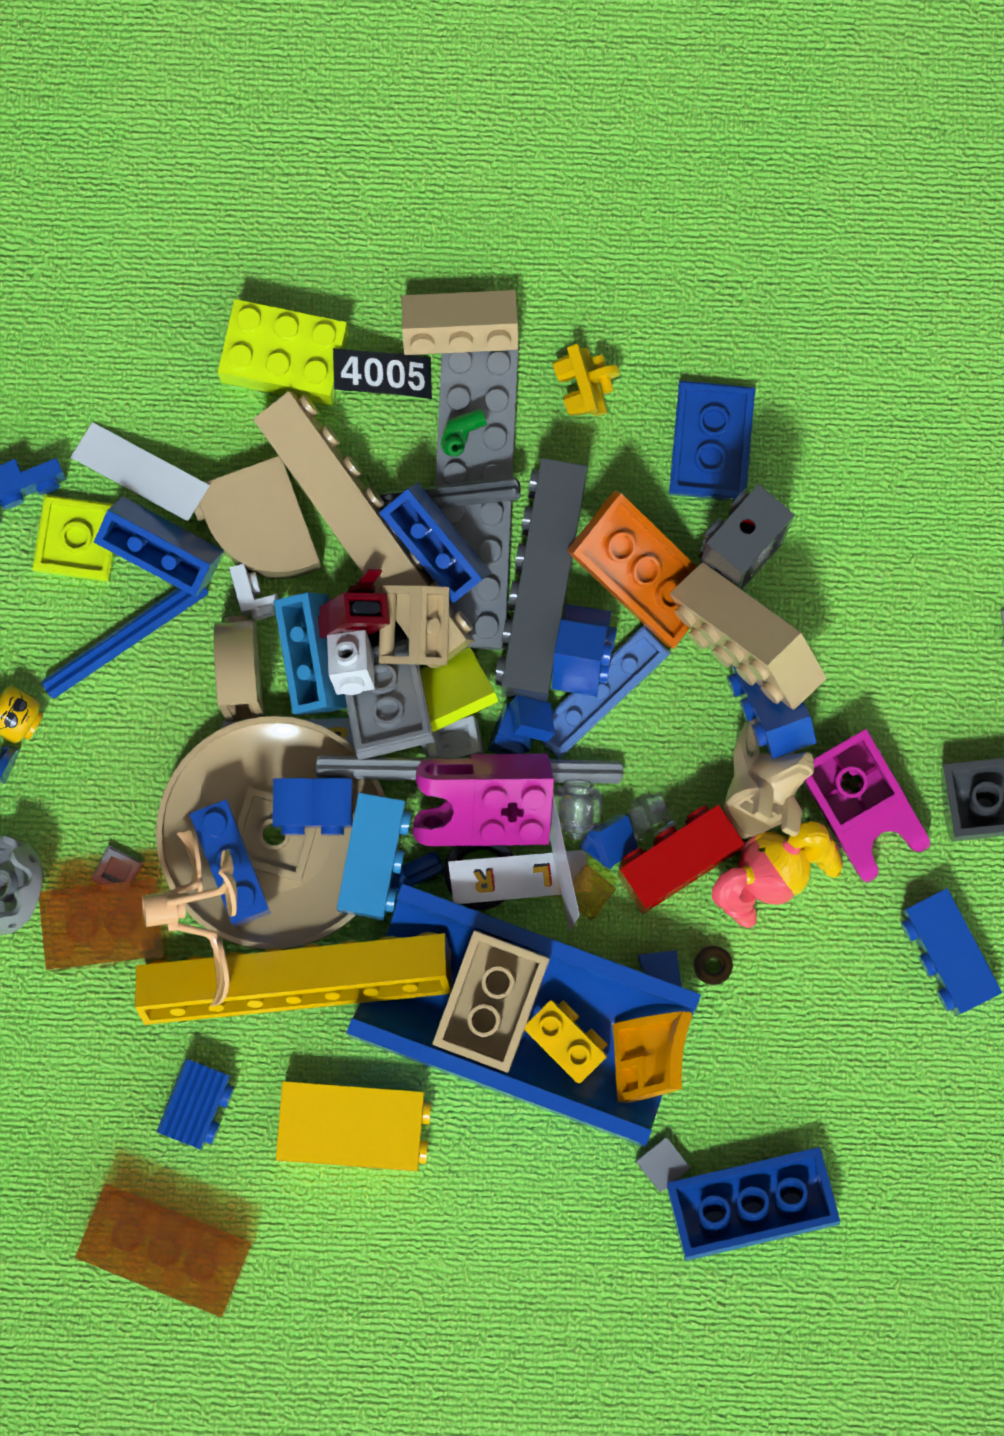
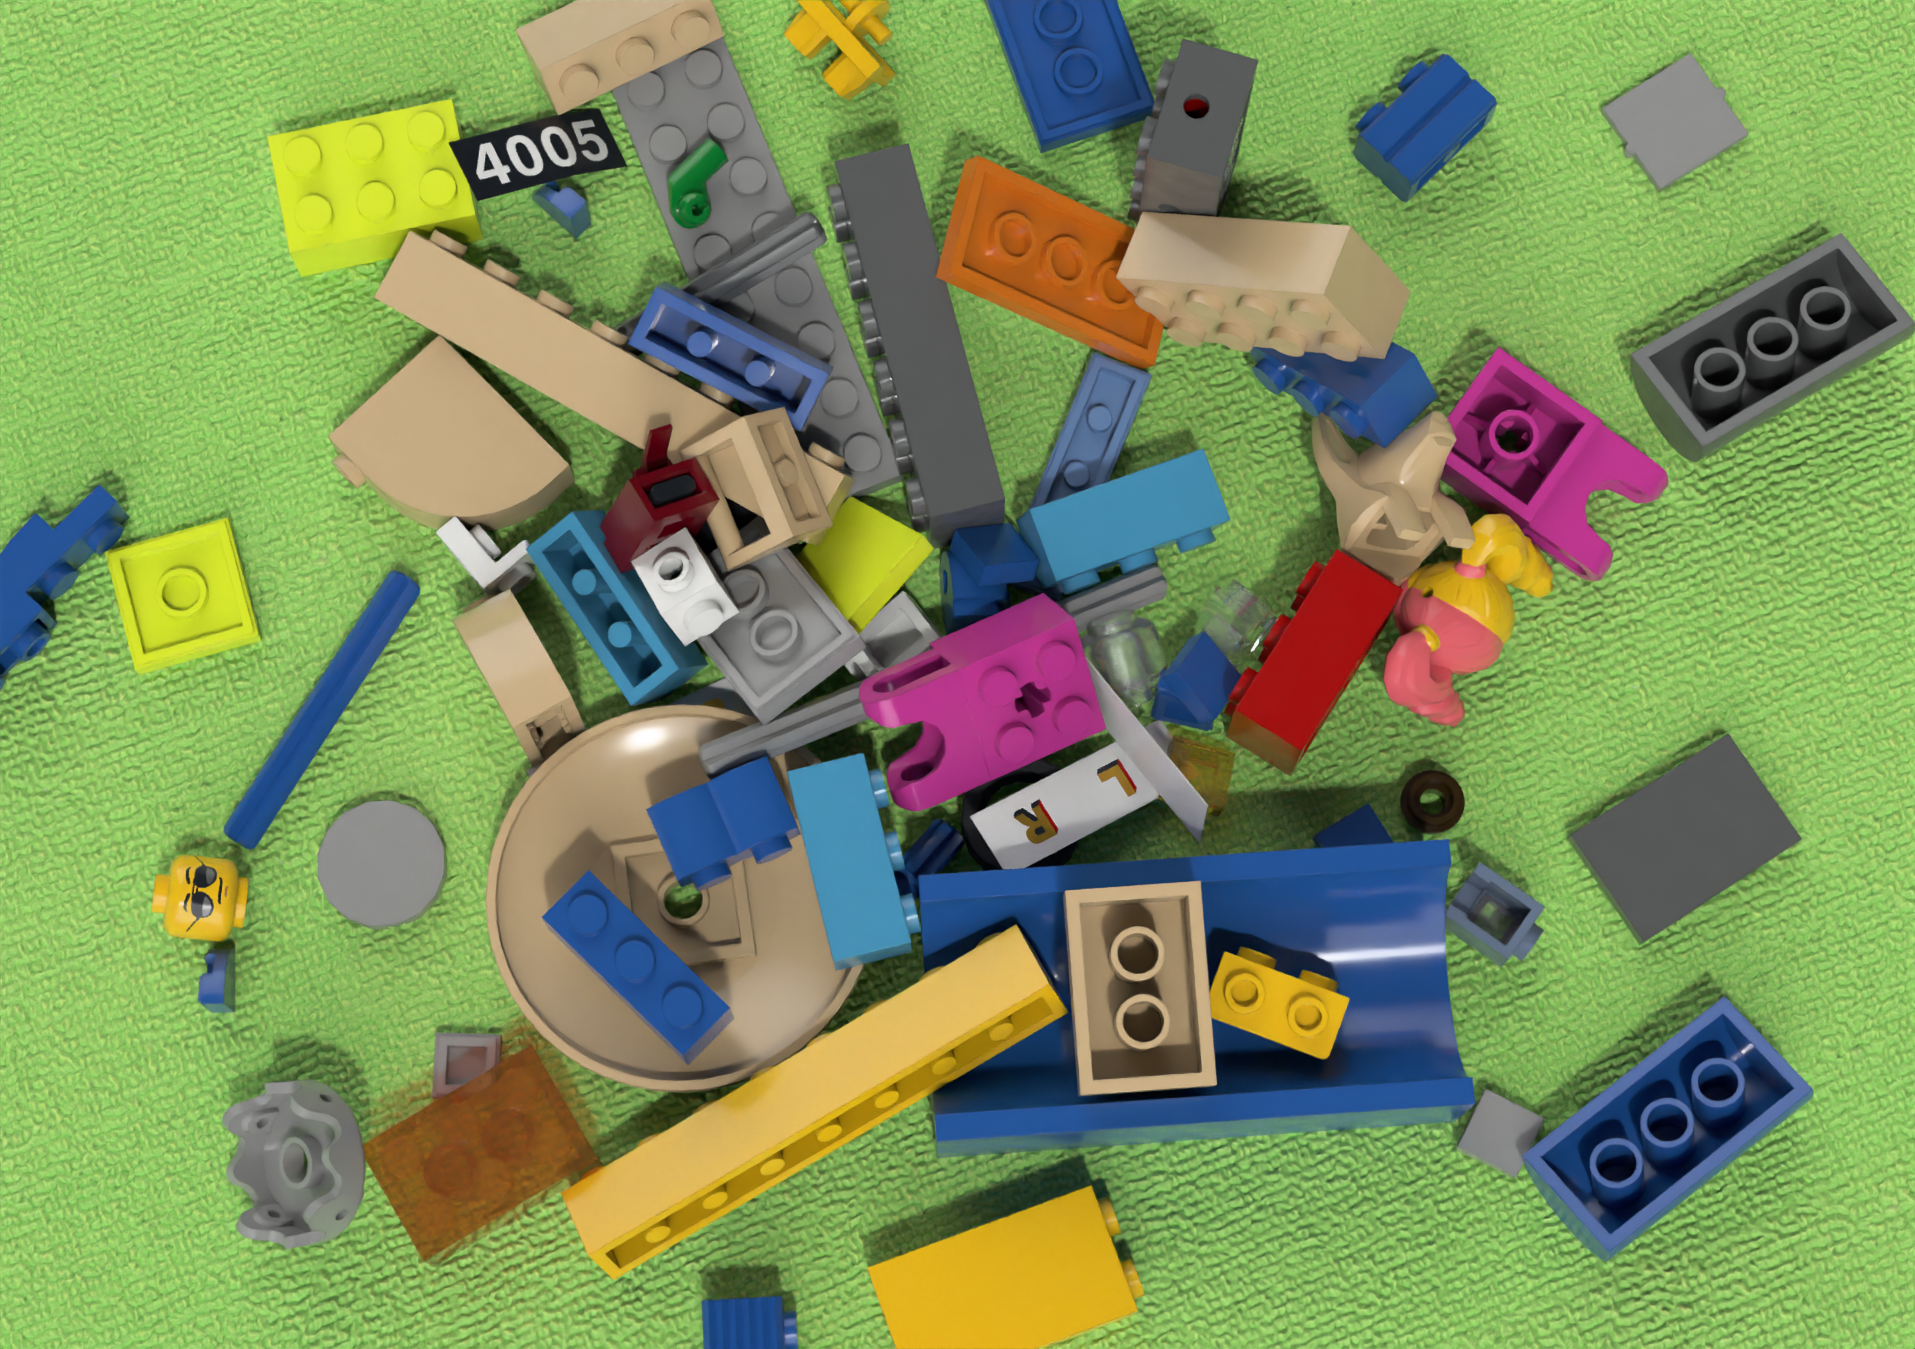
camera: 25 degrees left, 5 degrees down
(120, 739) = (382, 864): none -> light grey tile
(140, 471) = (237, 452): white sticker -> none
(158, 546) = (313, 546): blue brick -> none
(170, 906) = (577, 1066): light nougat plant -> none
(384, 409) = (564, 207): none -> tile
(583, 650) = (1027, 421): blue brick -> none
(613, 732) = (1124, 522): none -> dark azure brick
(649, 1055) = (1412, 968): light orange plate -> none
(715, 1045) = (1494, 916): none -> sand blue window
(844, 1049) = (1684, 839): none -> dark grey tile
(891, 578) = (1423, 126): none -> blue brick
(949, 953) = (1773, 626): blue brick -> none

